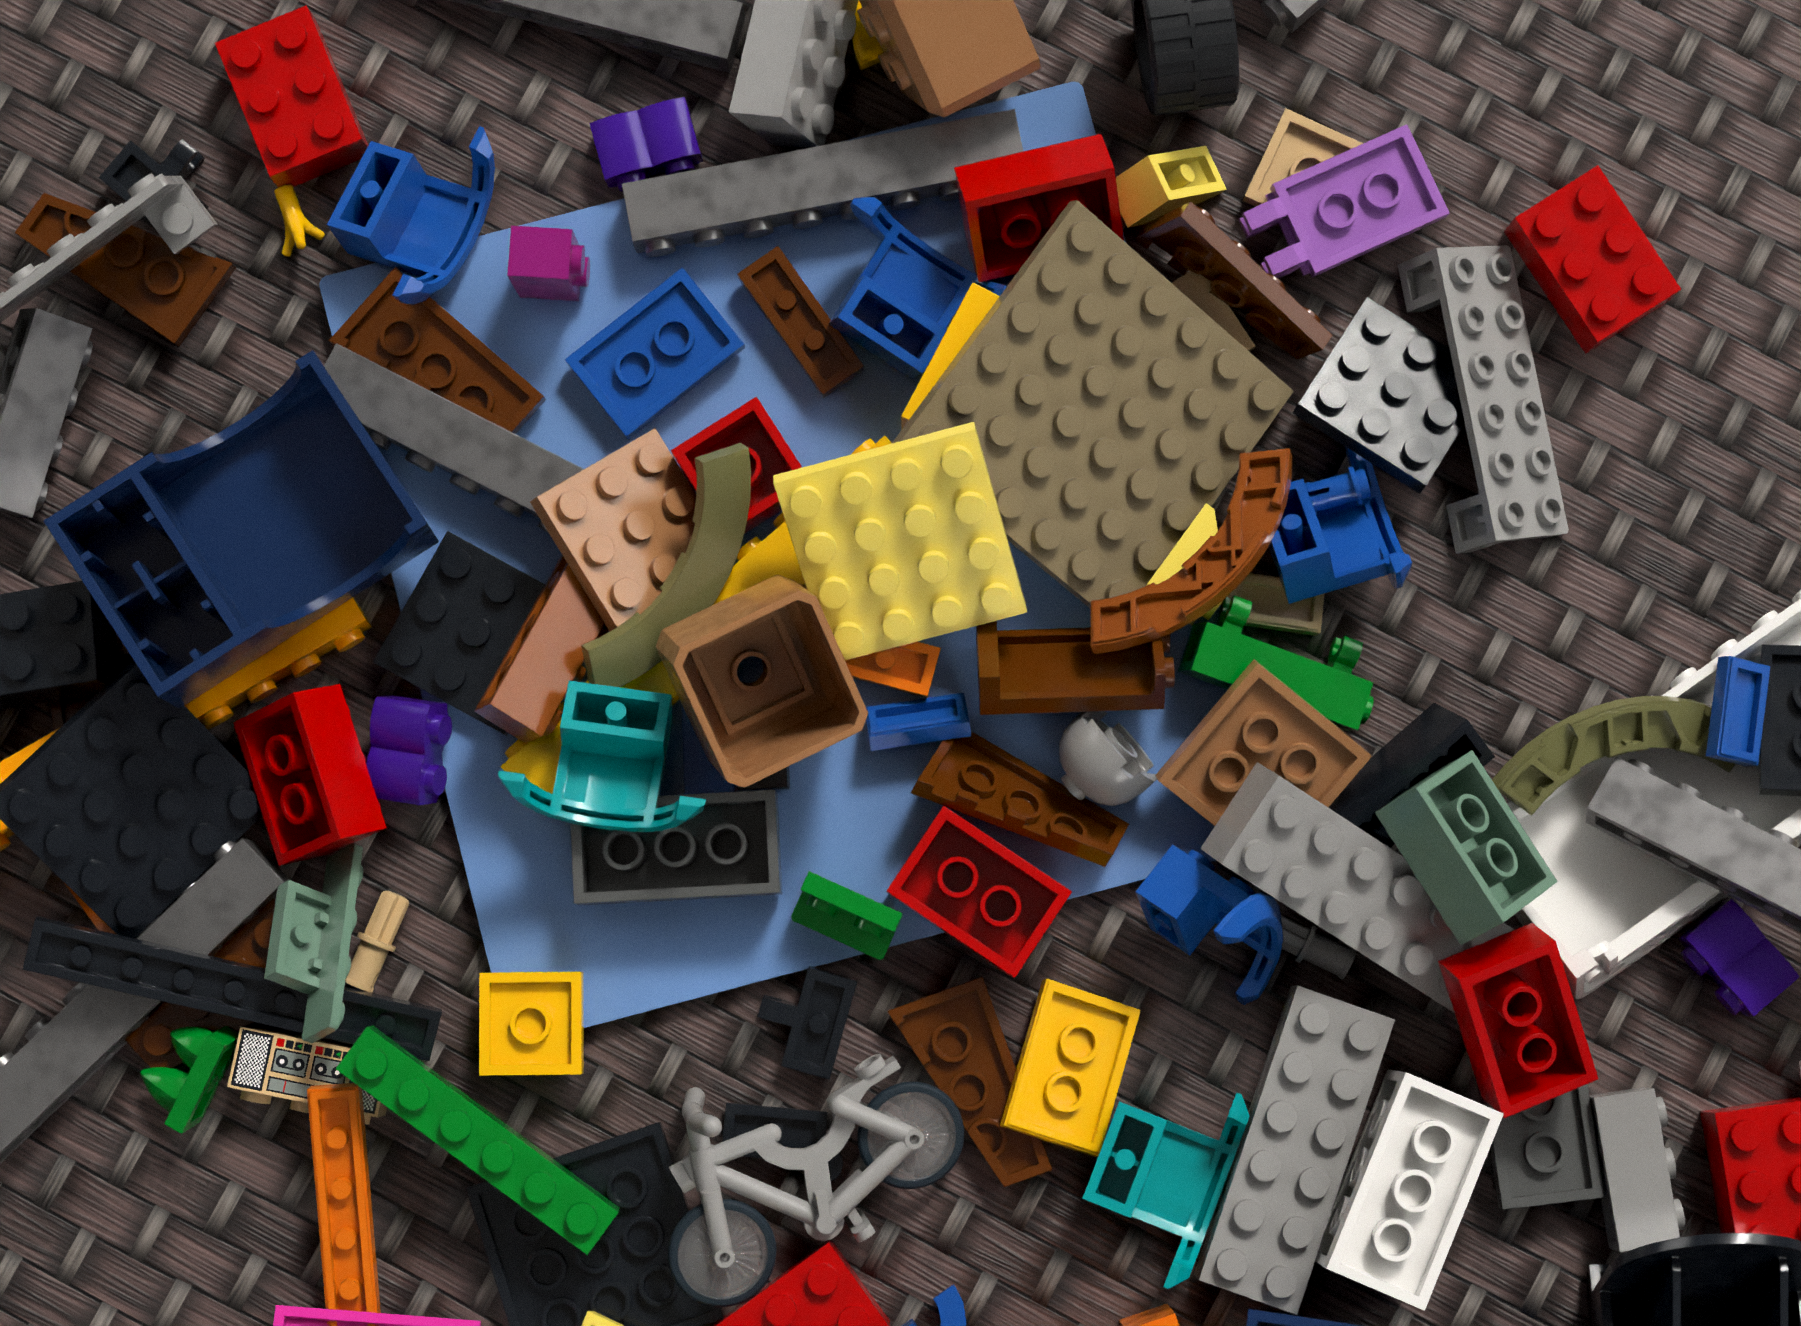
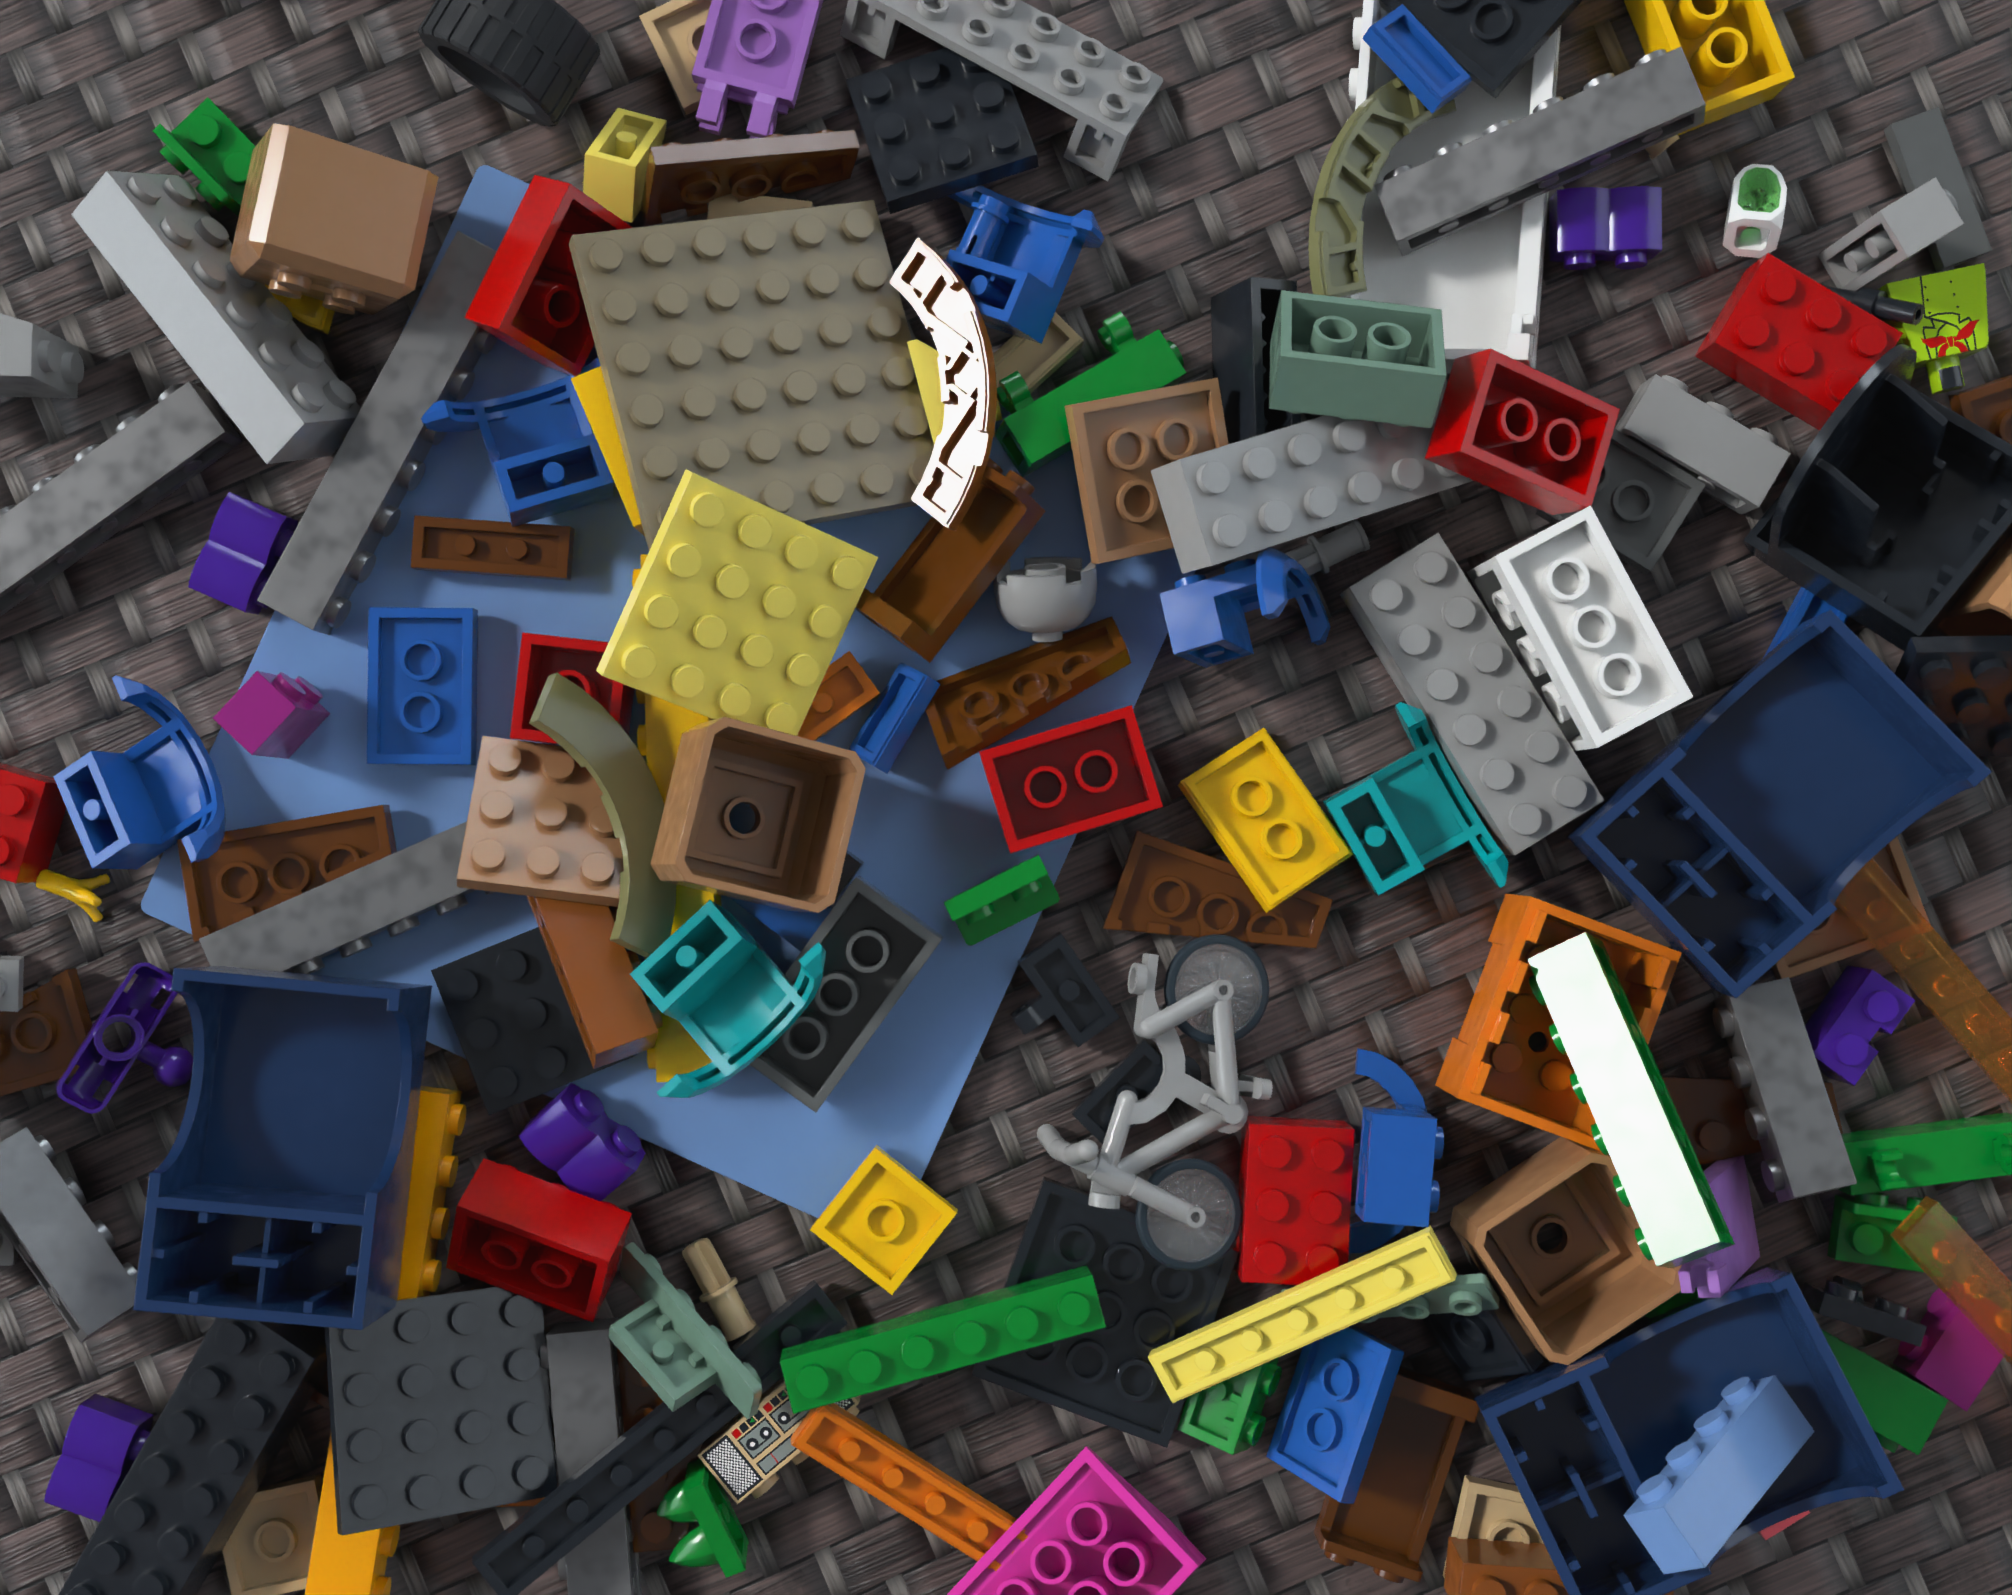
camera: 55 degrees left, 5 degrees up
(182, 342) = (170, 1065): none -> dark purple piece

